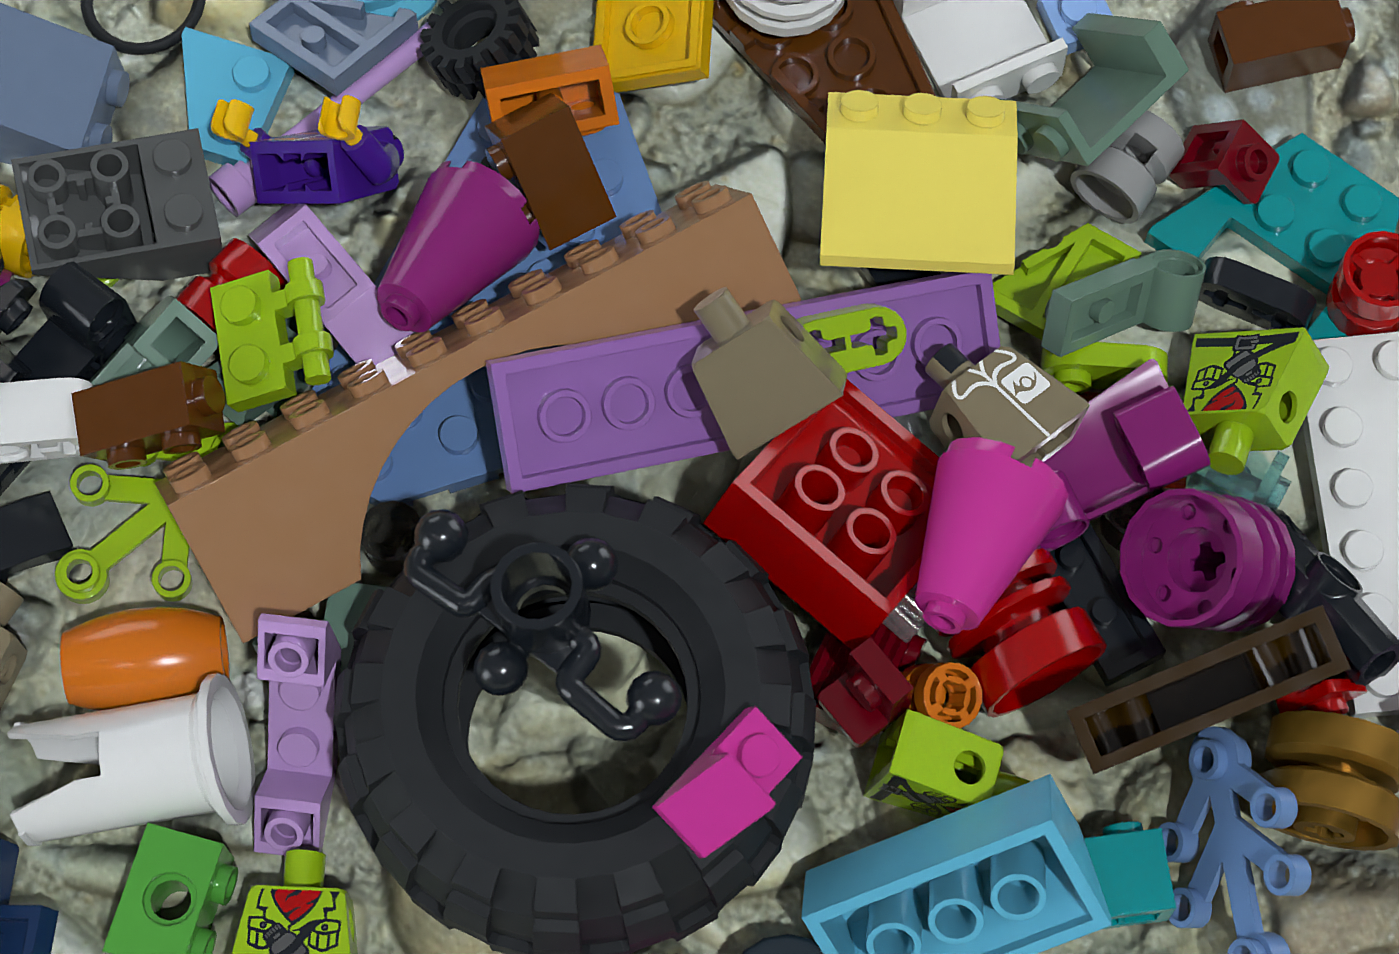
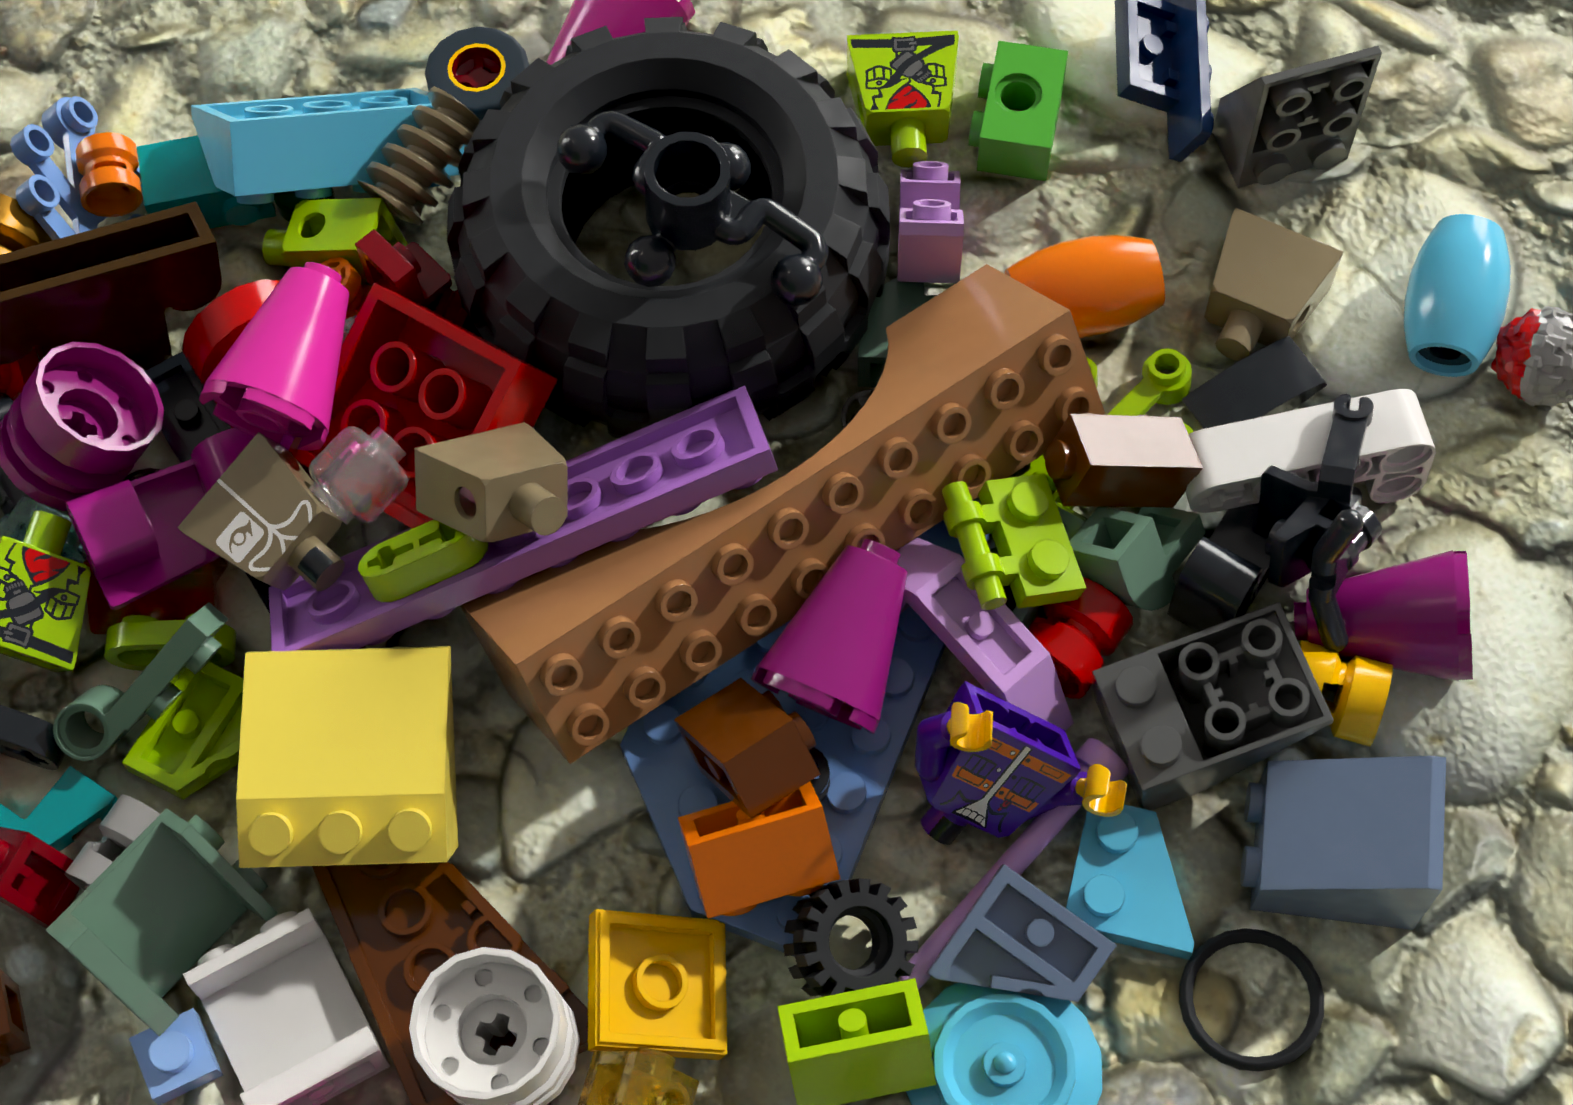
camera: 175 degrees right, 5 degrees down
(154, 765) = (1065, 192): white piece -> none
(728, 783) = (517, 96): dark pink slope -> none
(843, 827) = (424, 156): none -> dark tan piece
(906, 420) = (358, 474): none -> clear head
(1203, 866) = (109, 174): none -> orange wheel

